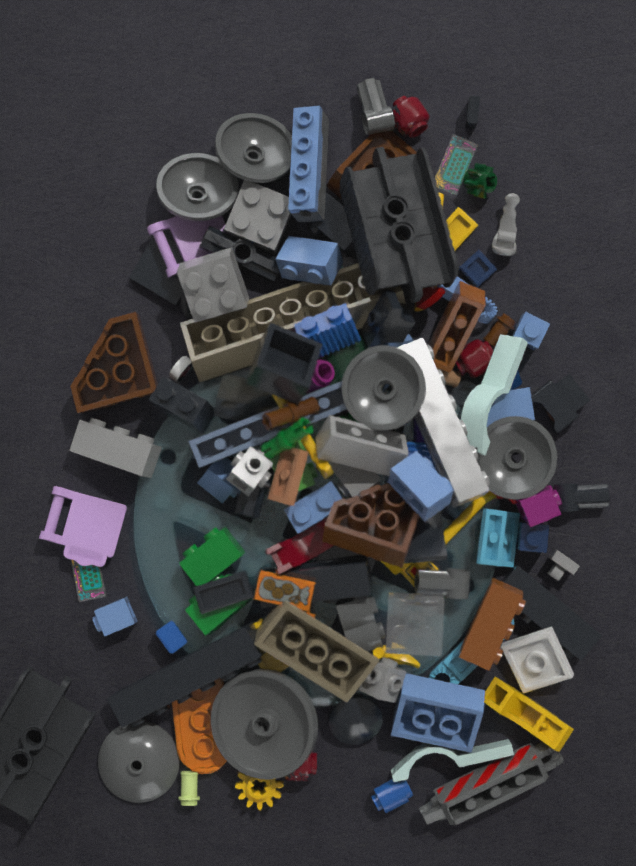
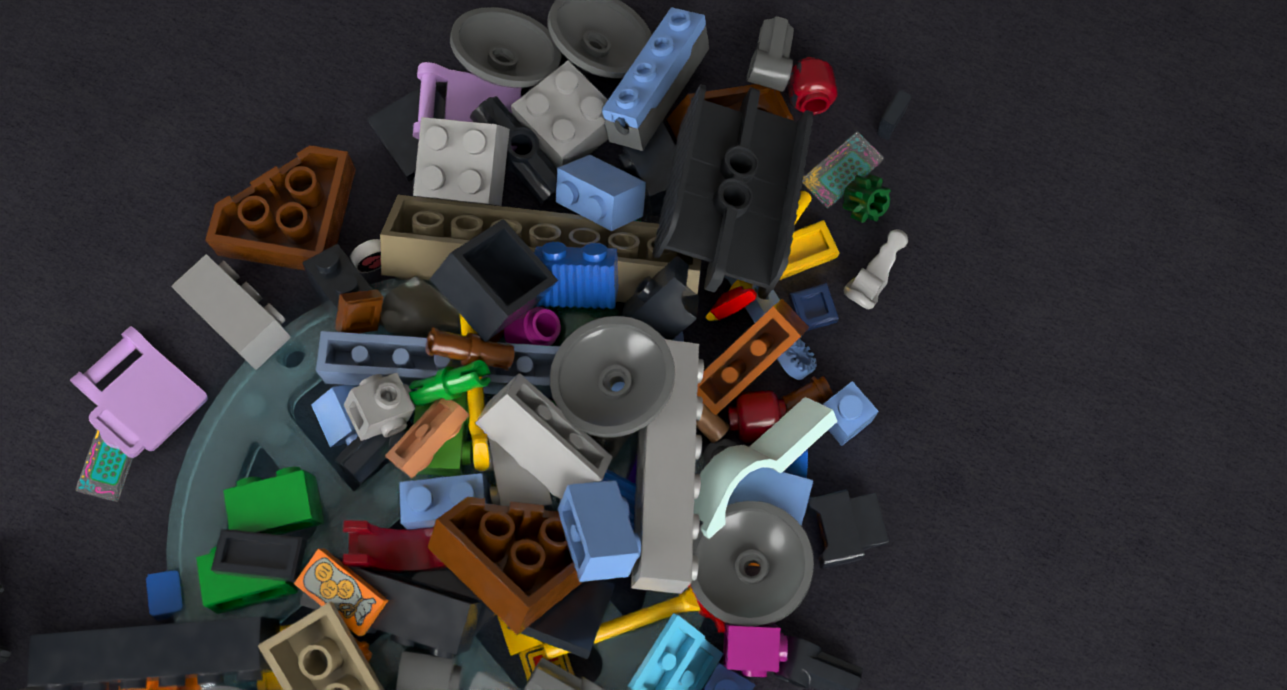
camera: 20 degrees right, 15 degrees down
(114, 616) = (109, 531): medium blue brick -> none
(204, 417) = (359, 312): none -> reddish brown tile

